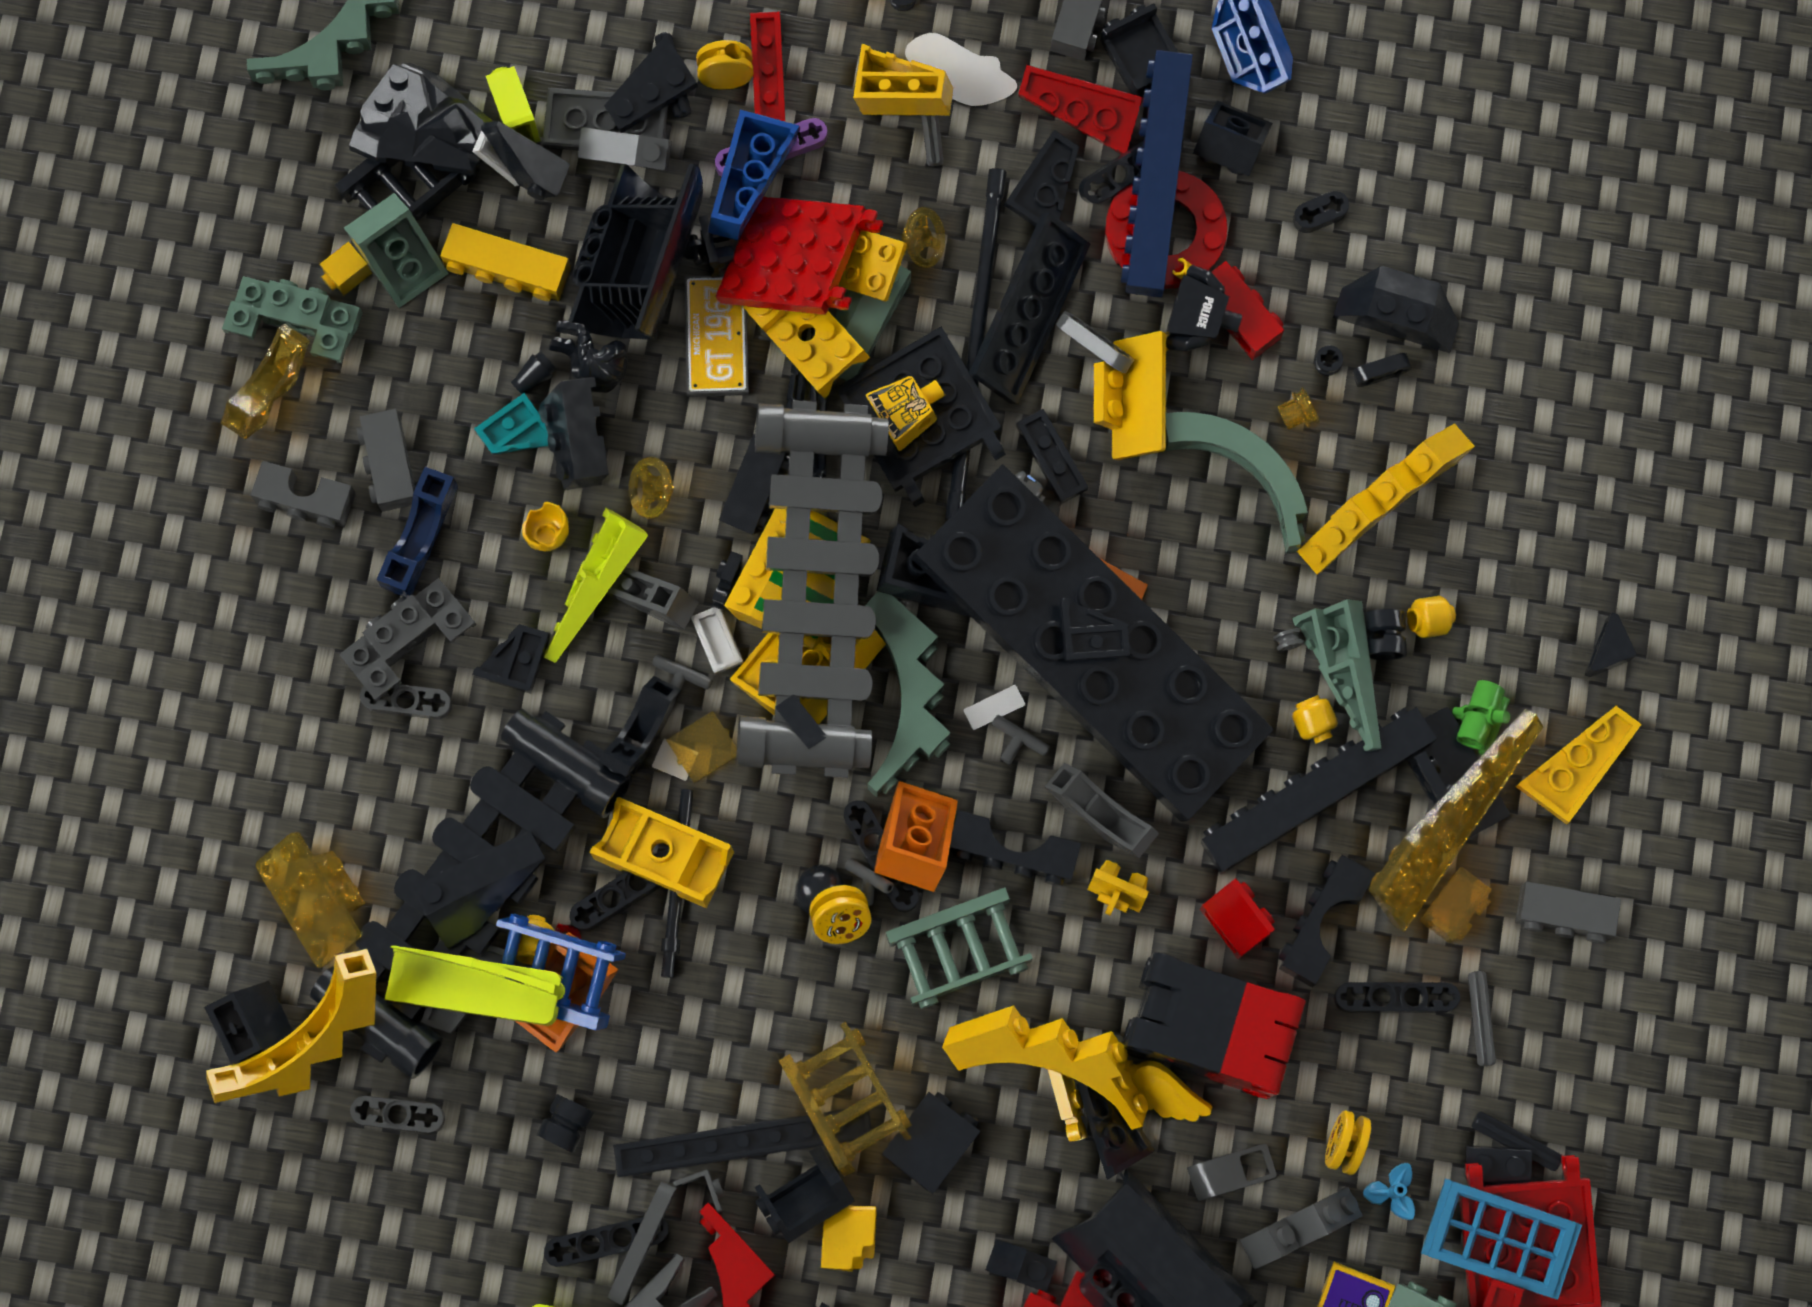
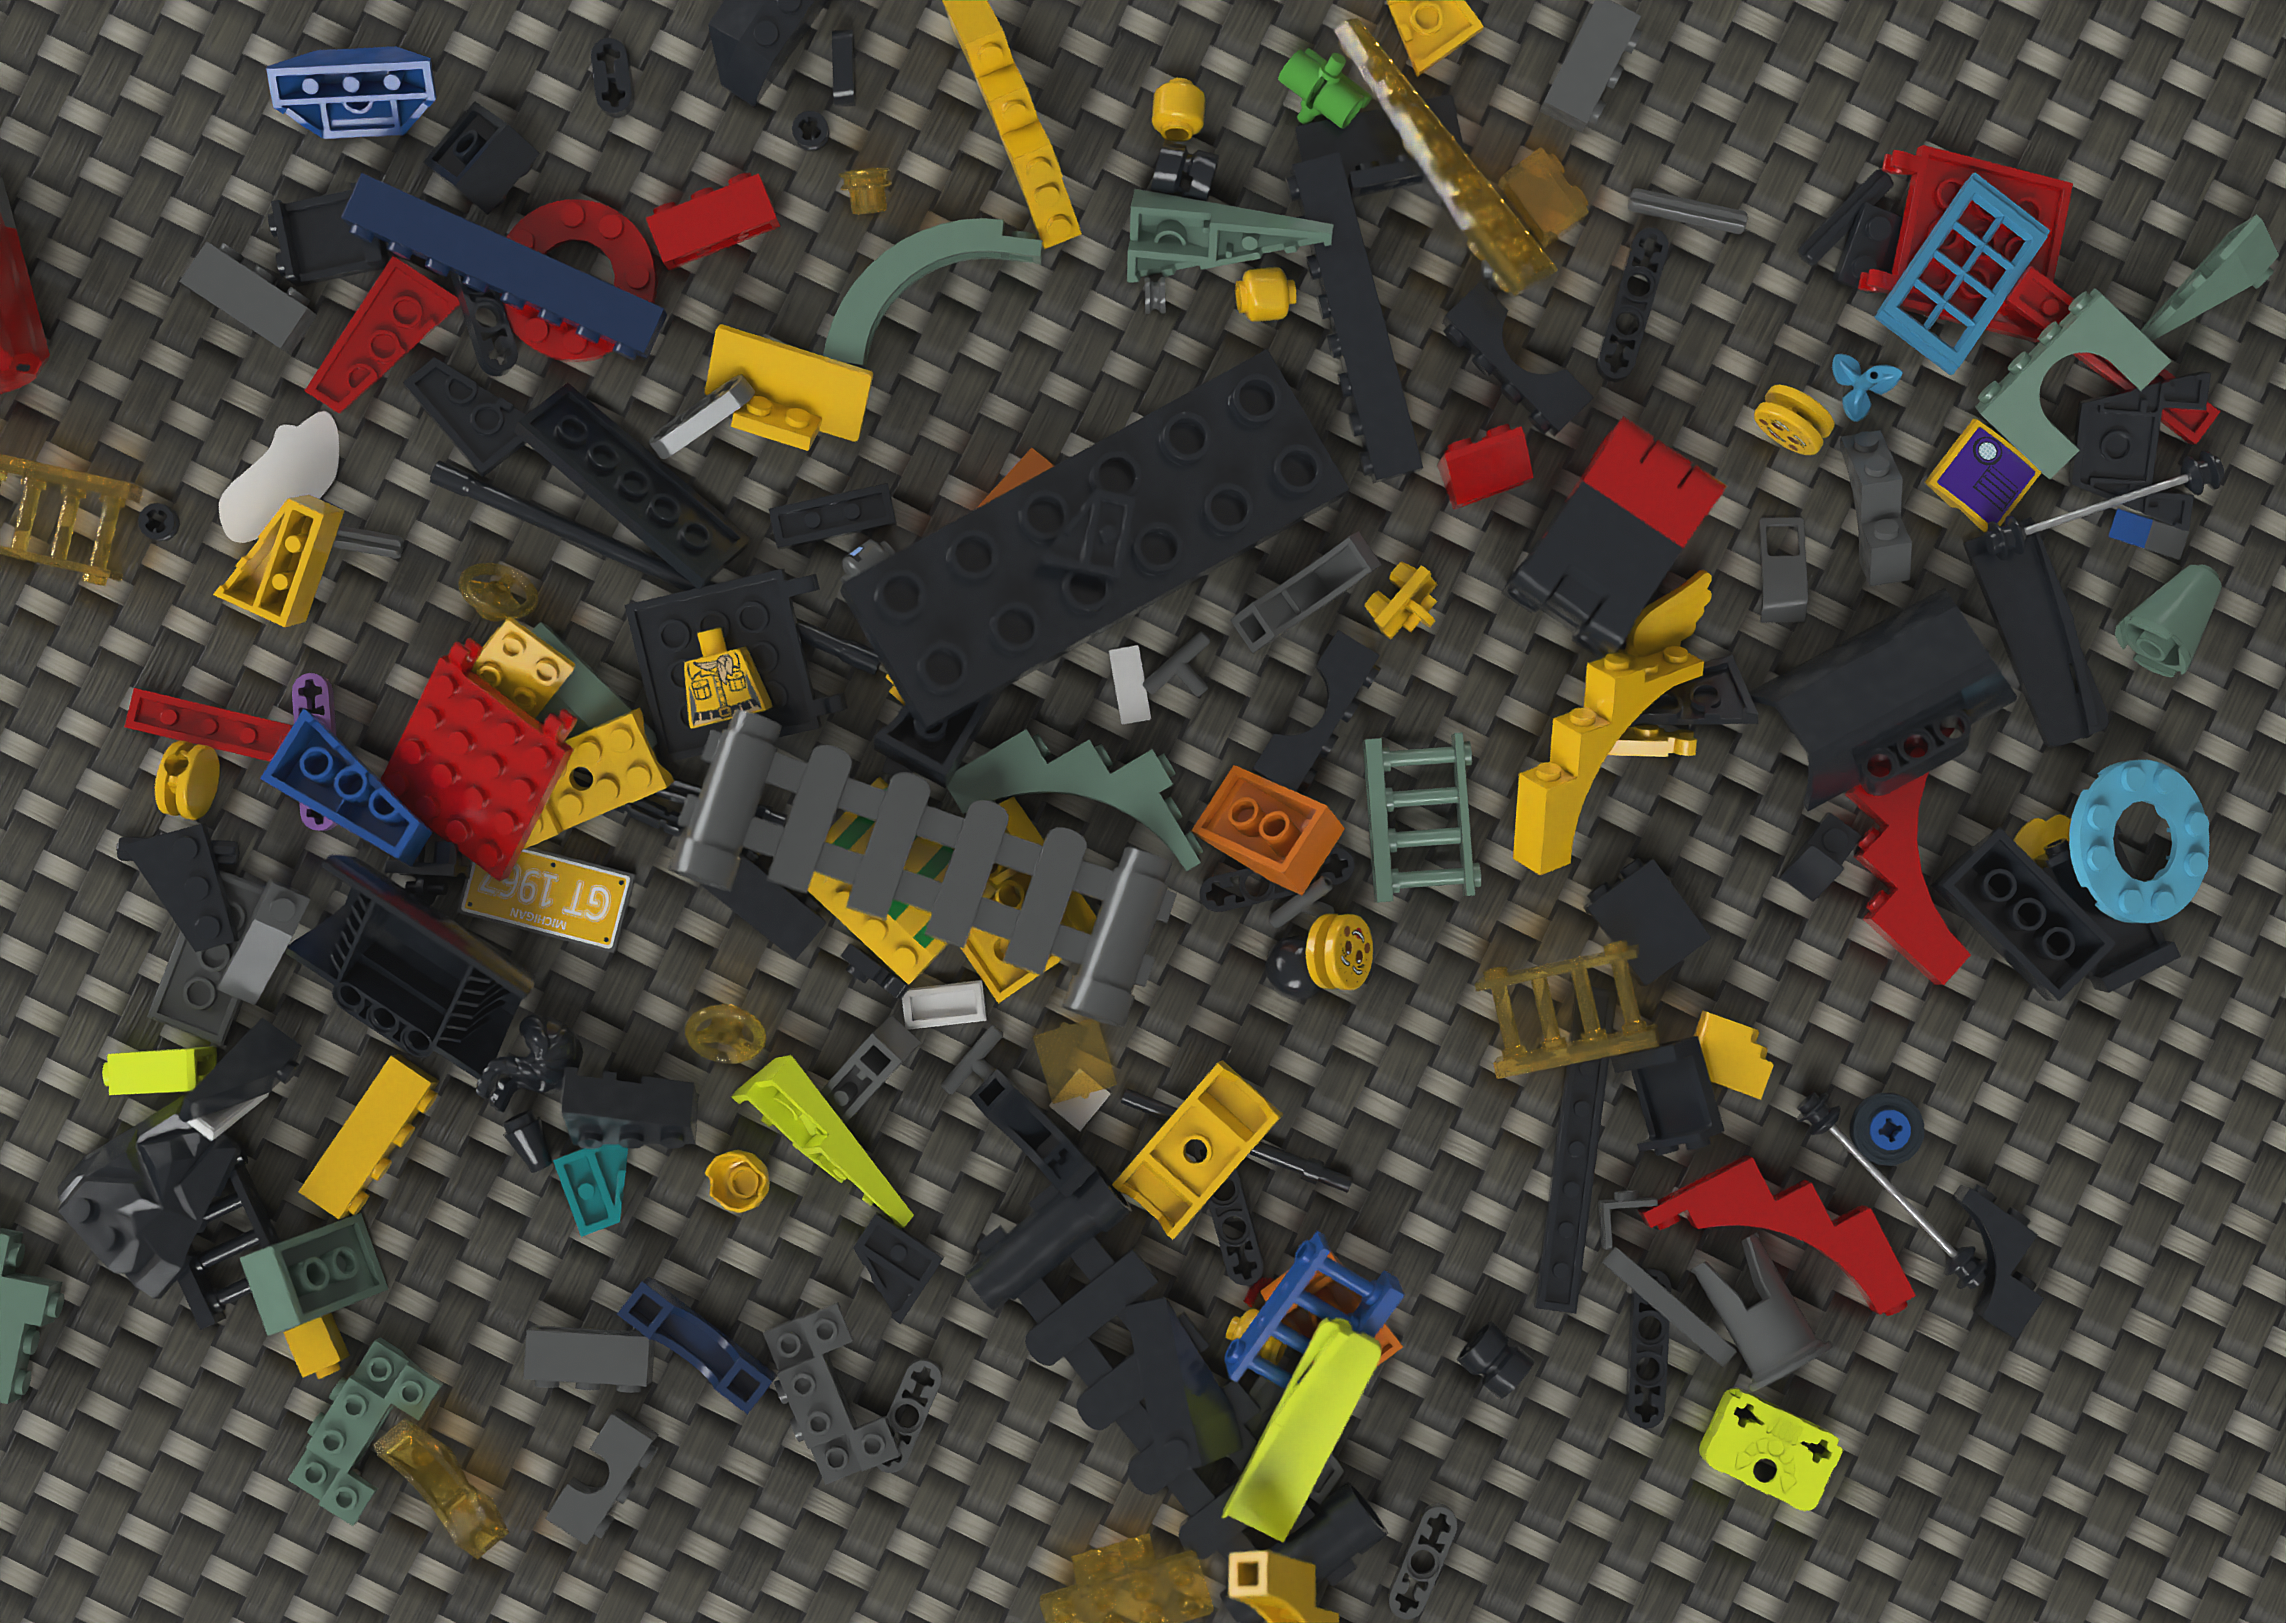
camera: 75 degrees left, 10 degrees up
(800, 721) = (1094, 932): black sticker -> none
(1198, 310) = (702, 273): black torso -> none

